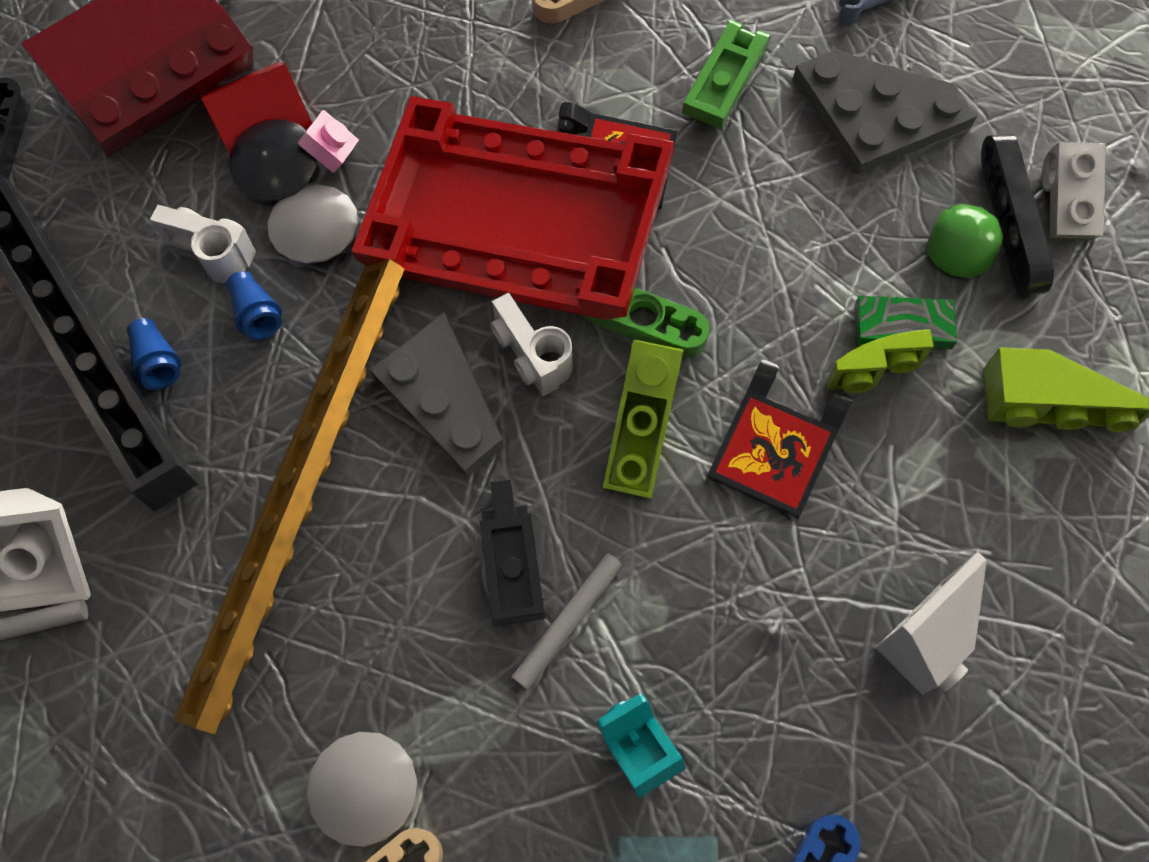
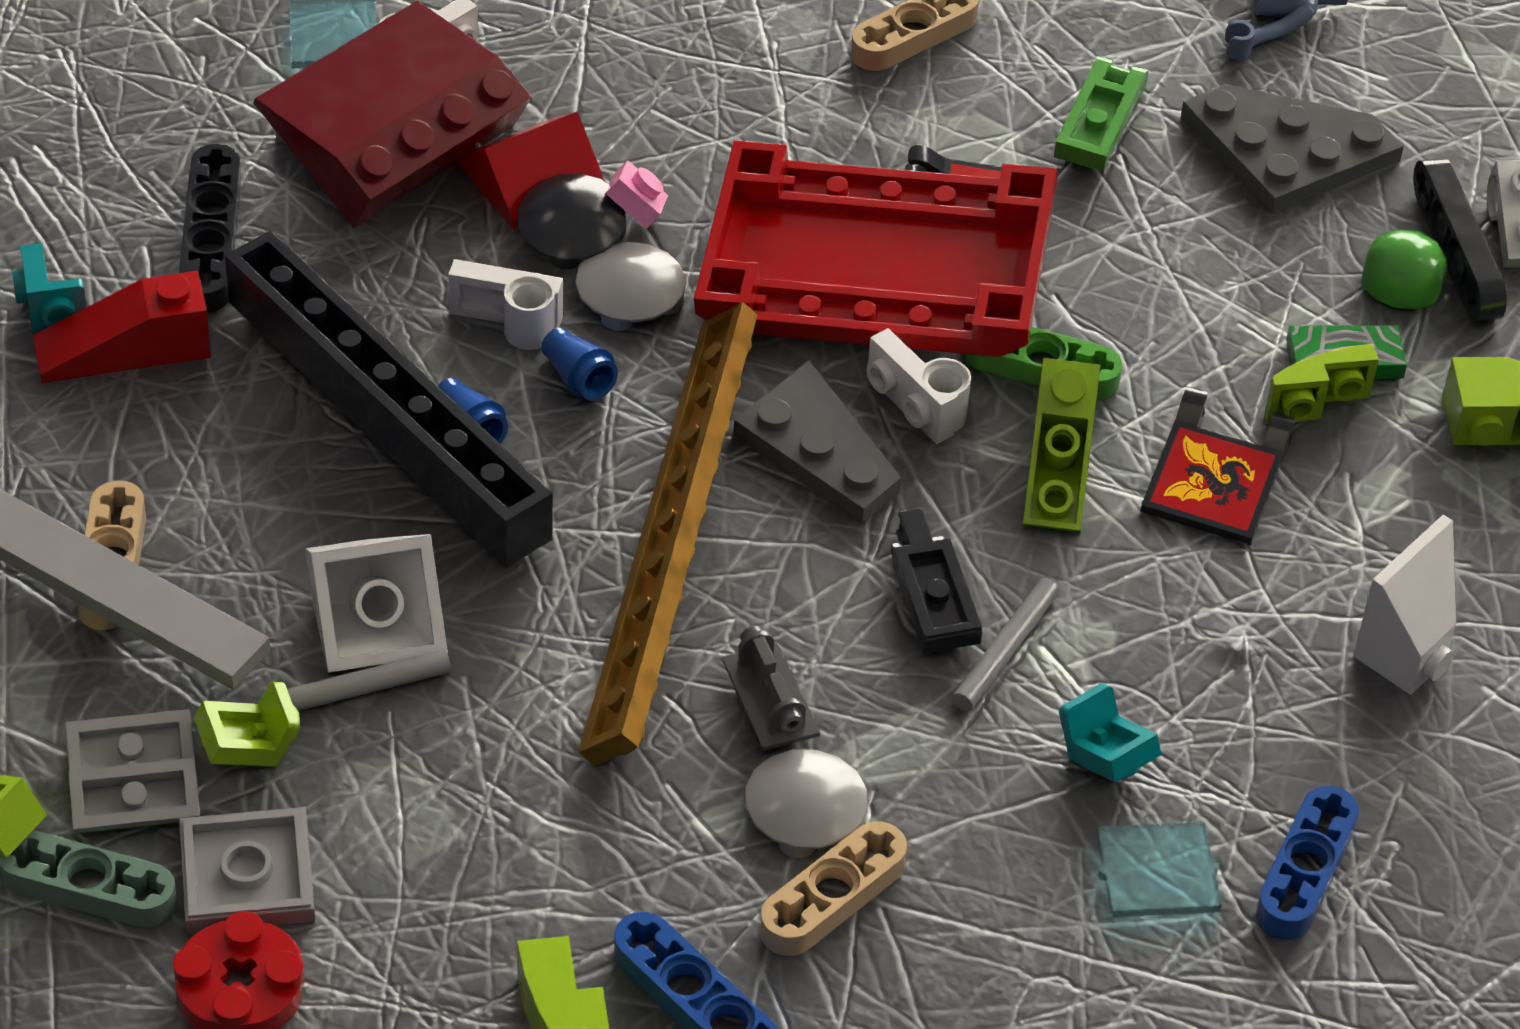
camera: 10 degrees left, 20 degrees down
(351, 667) = (769, 691): none -> dark grey hinge

